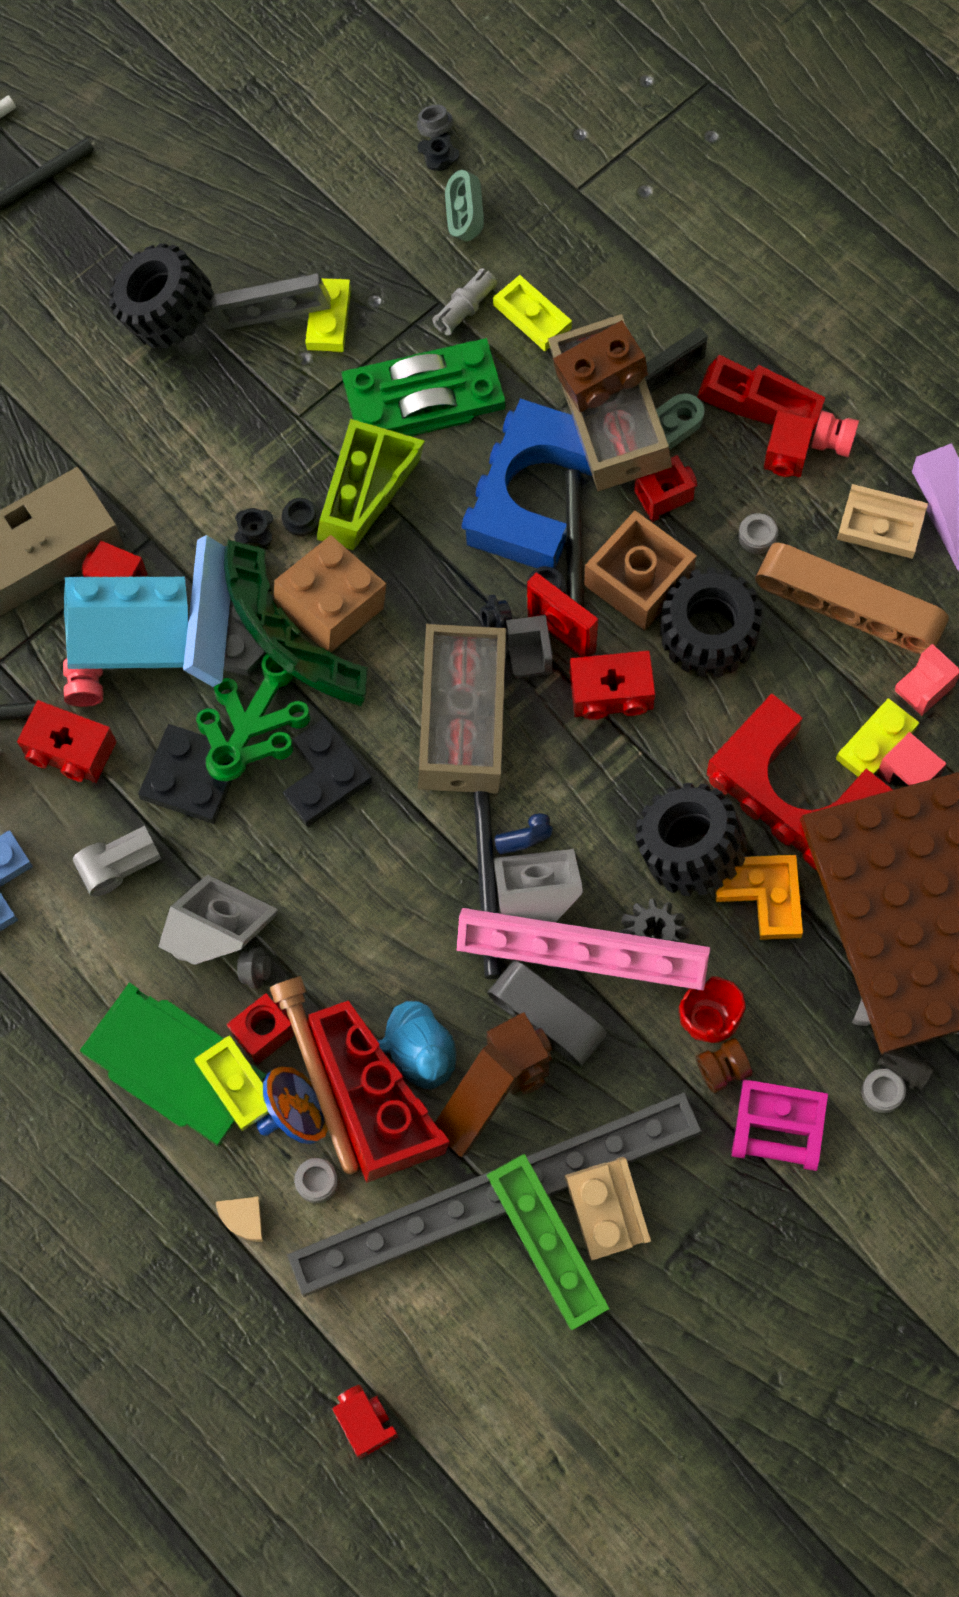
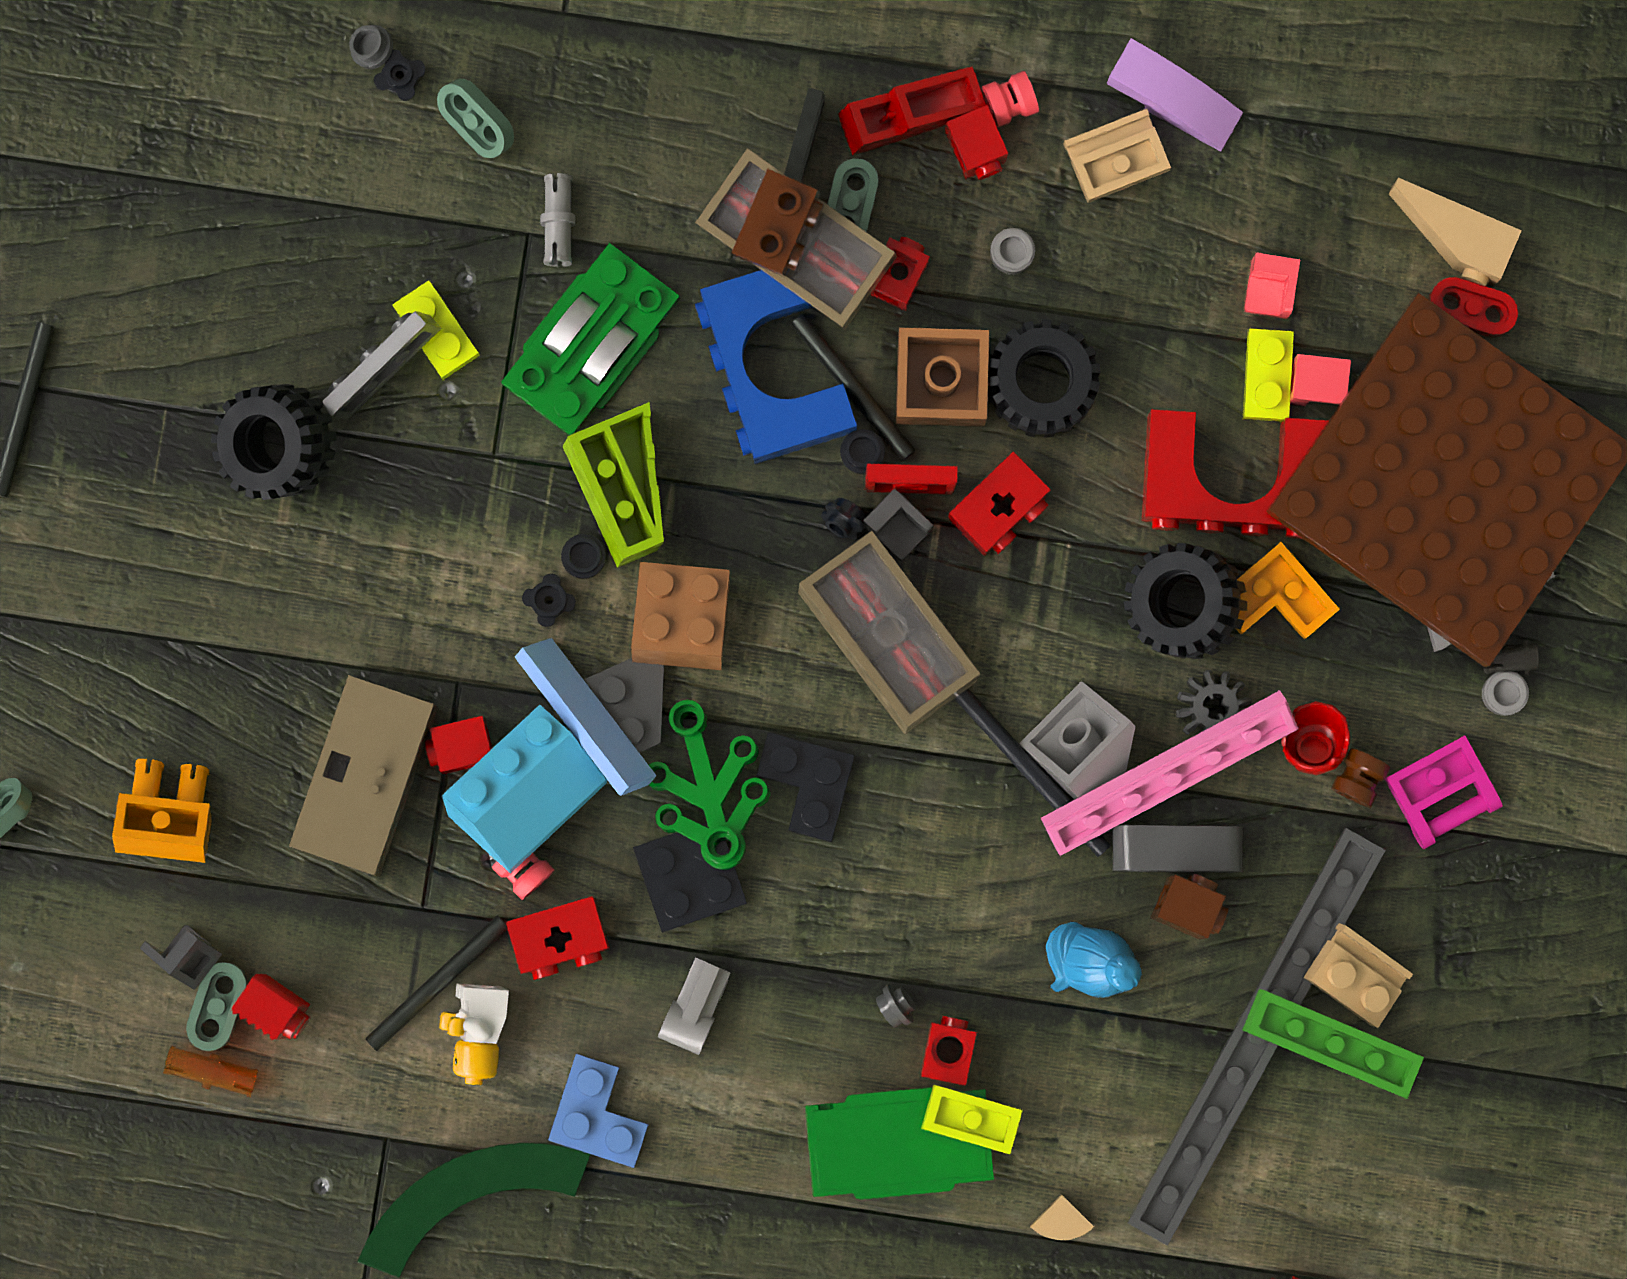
camera: 45 degrees left, 15 degrees up
(213, 921) = (833, 992): light grey slope -> none
(279, 635) = (664, 689): dark green tile -> none
(290, 997) = (957, 1010): medium nougat piece -> none
(292, 1106) = (1034, 1098): shield -> none
(316, 1180) = (1097, 1141): light grey tile -> none
(378, 1108) = (1099, 1042): red wedge -> none
(477, 1098) = (1187, 976): reddish brown tile -> none
(527, 837) = (1035, 706): dark blue arm -> none
(531, 312) = (631, 183): neon yellow plate -> none
(851, 598) = (1146, 255): medium nougat beam -> none

